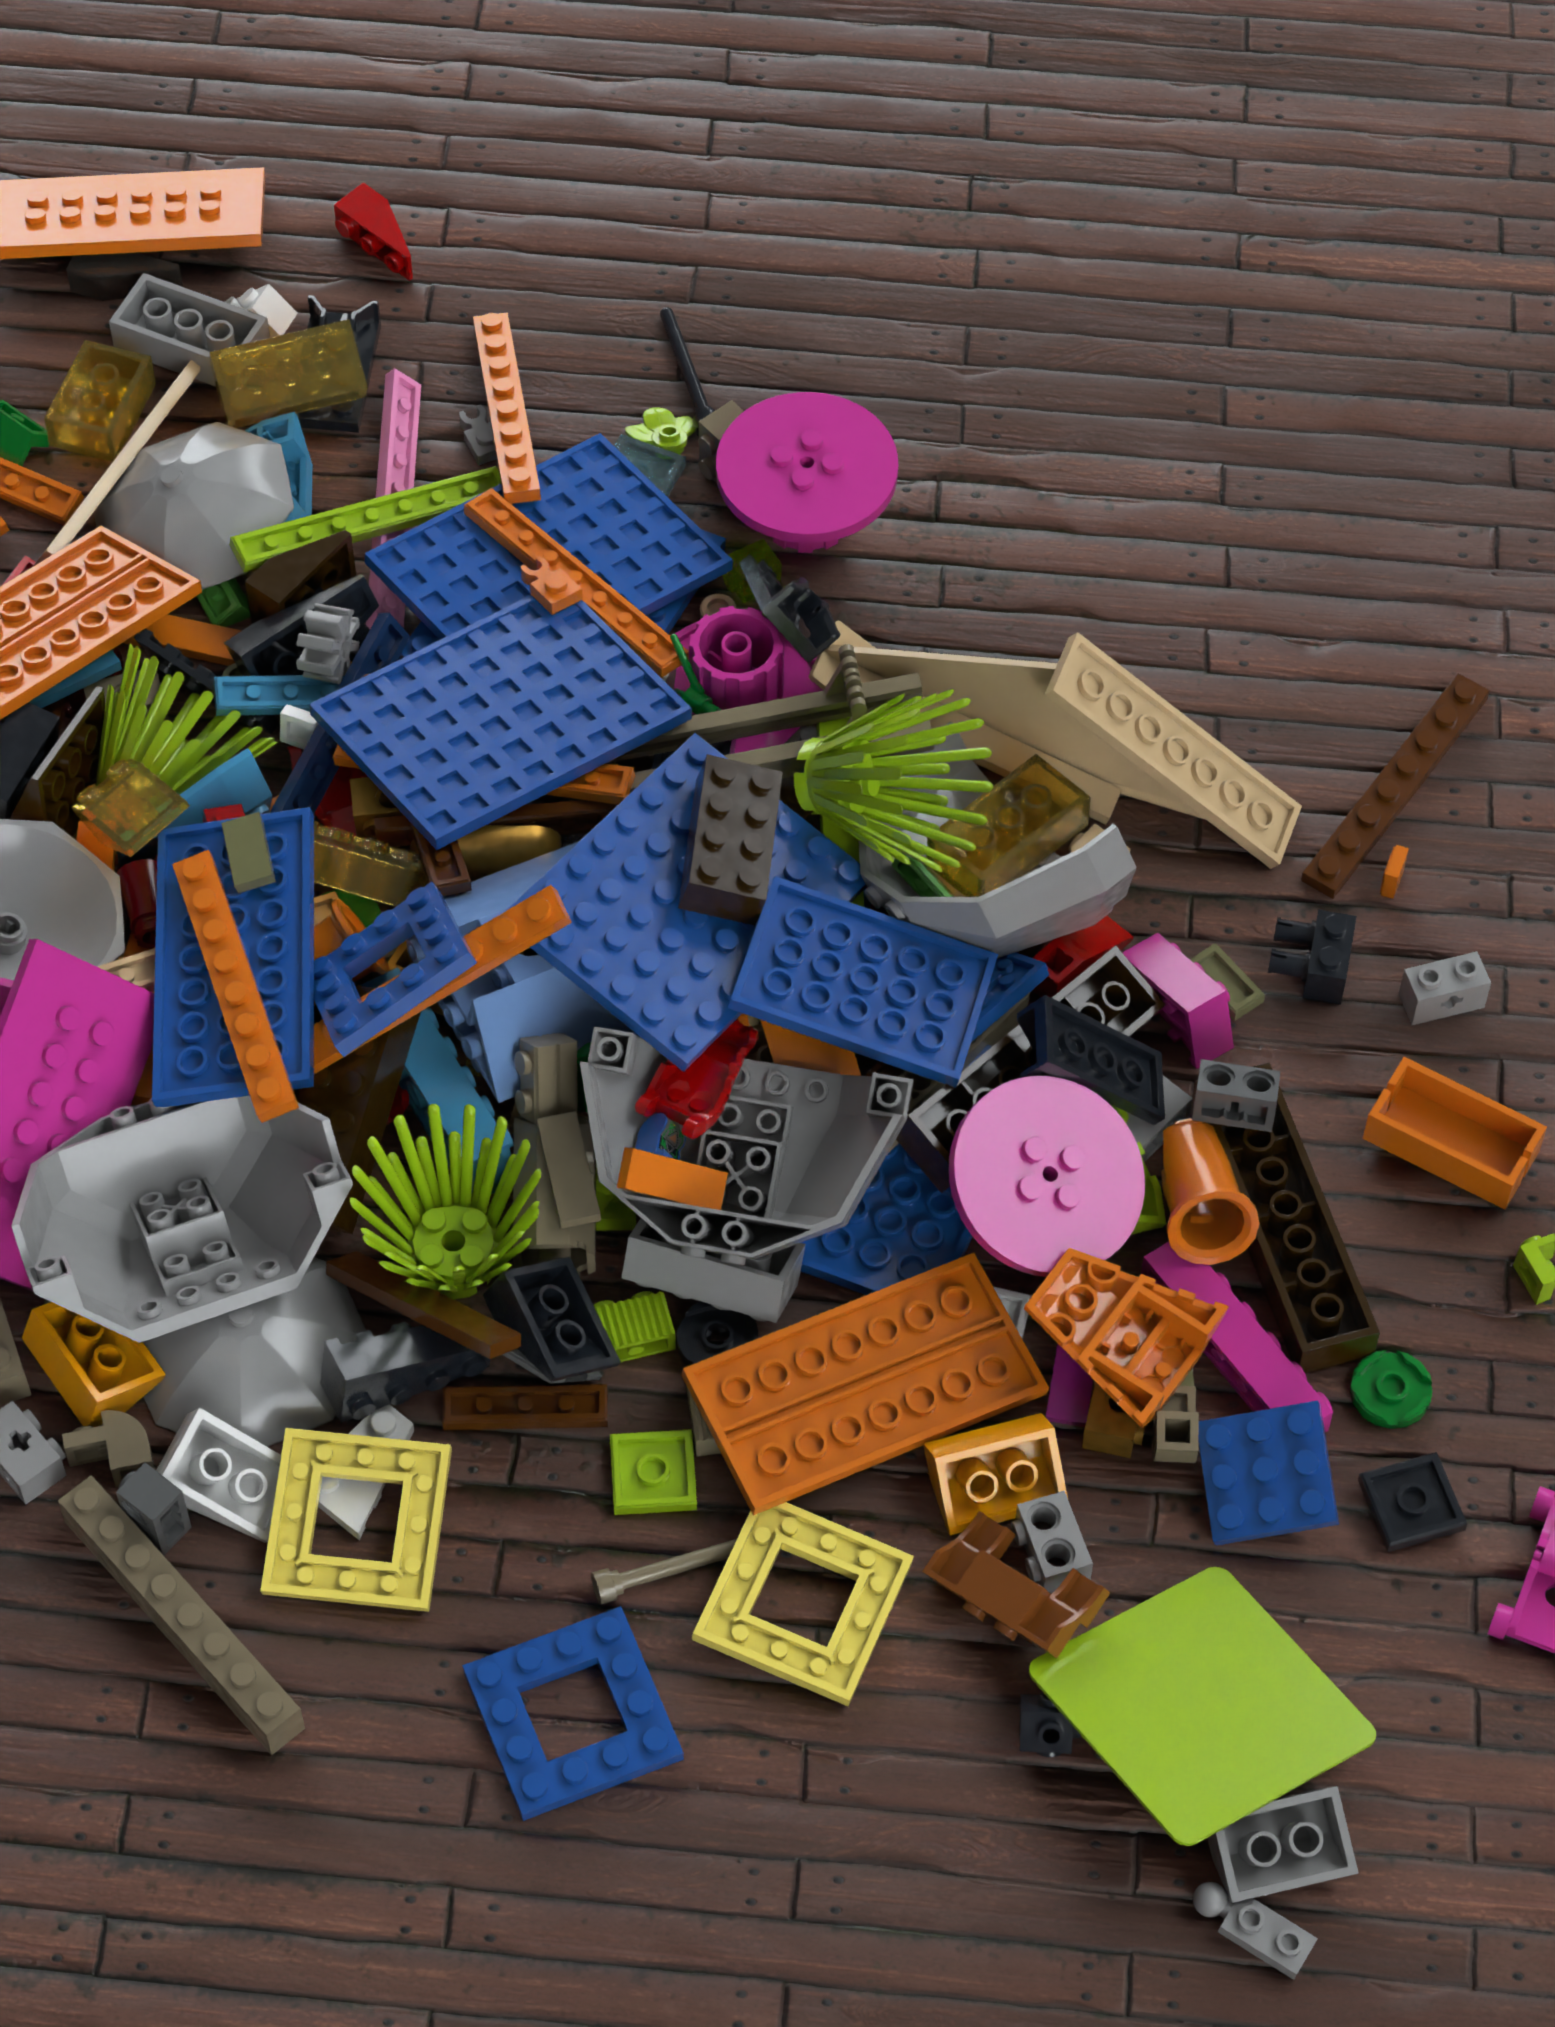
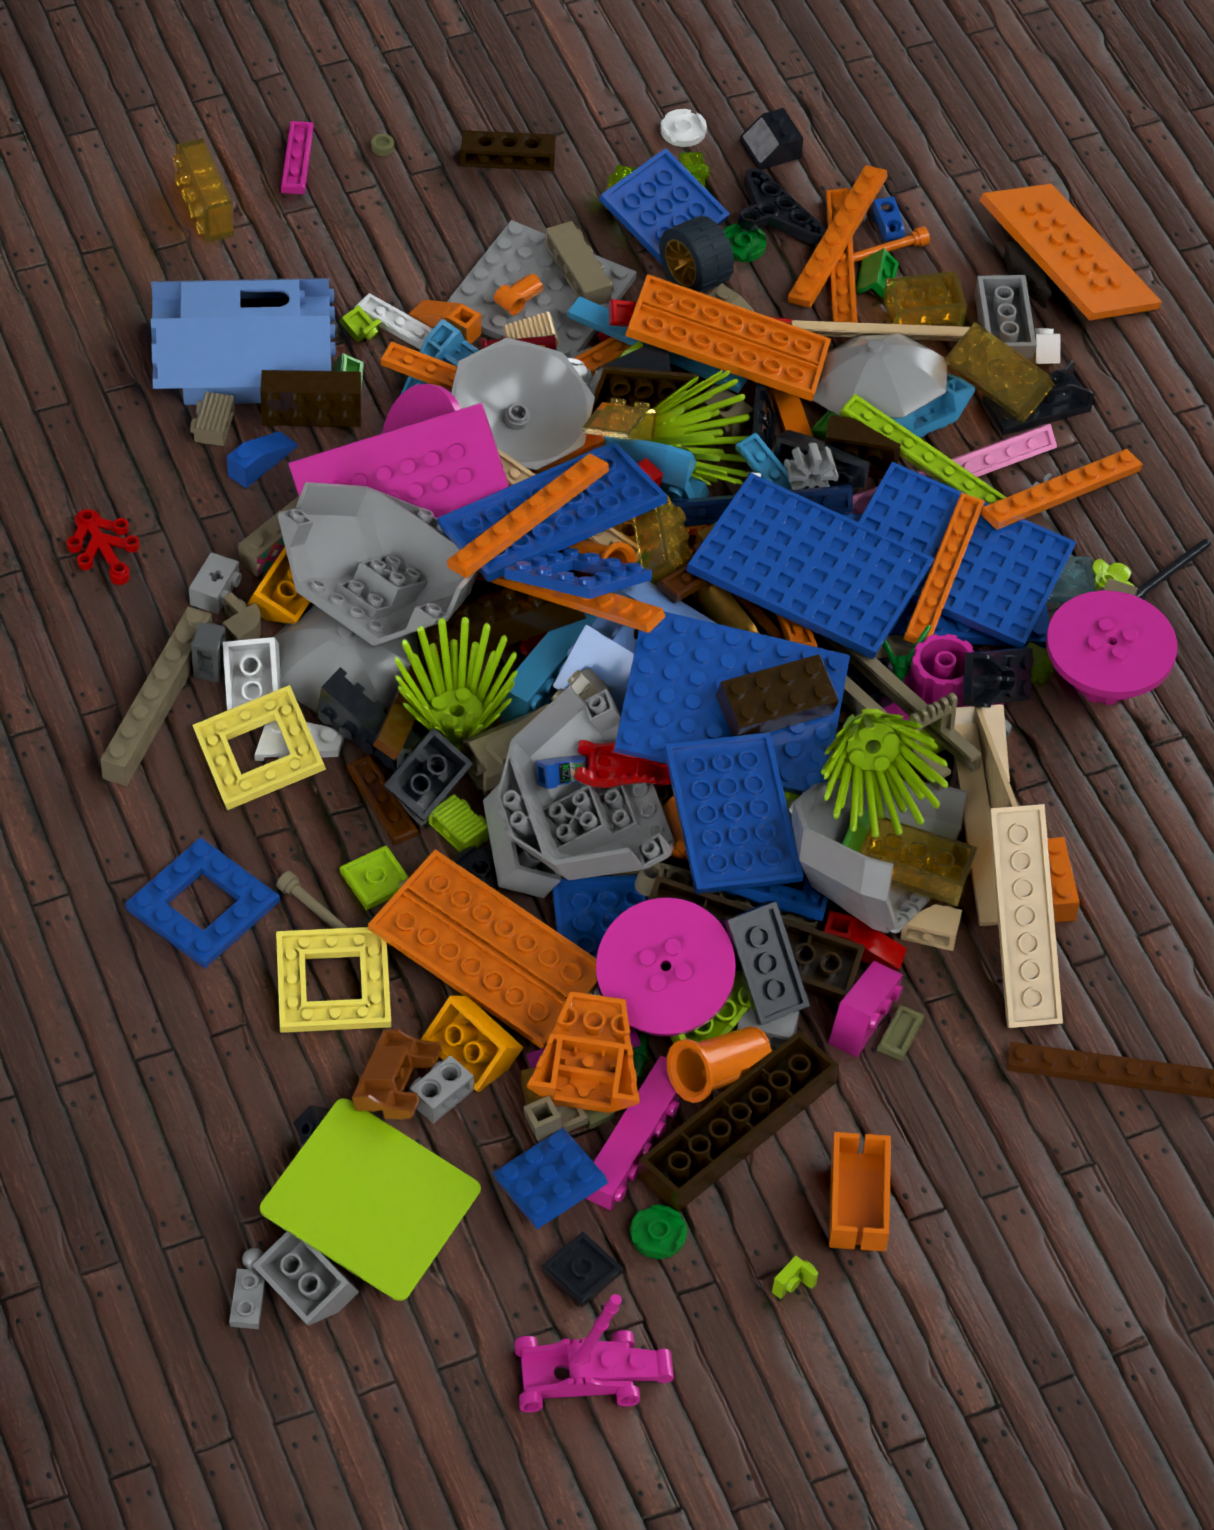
camera: 60 degrees right, 5 degrees down
(248, 852) = (618, 481): olive tile -> none
(371, 223) = (1158, 372): red slope -> none
(551, 589) = (921, 553): orange plate -> none
(671, 1179) = (537, 777): orange tile -> none
(1236, 1095) = (793, 1048): dark grey brick -> none
(1326, 964) = (950, 1076): black brick -> none
(1394, 871) = (1044, 1091): orange tile -> none
(1444, 988) = (970, 1149): light grey brick -> none

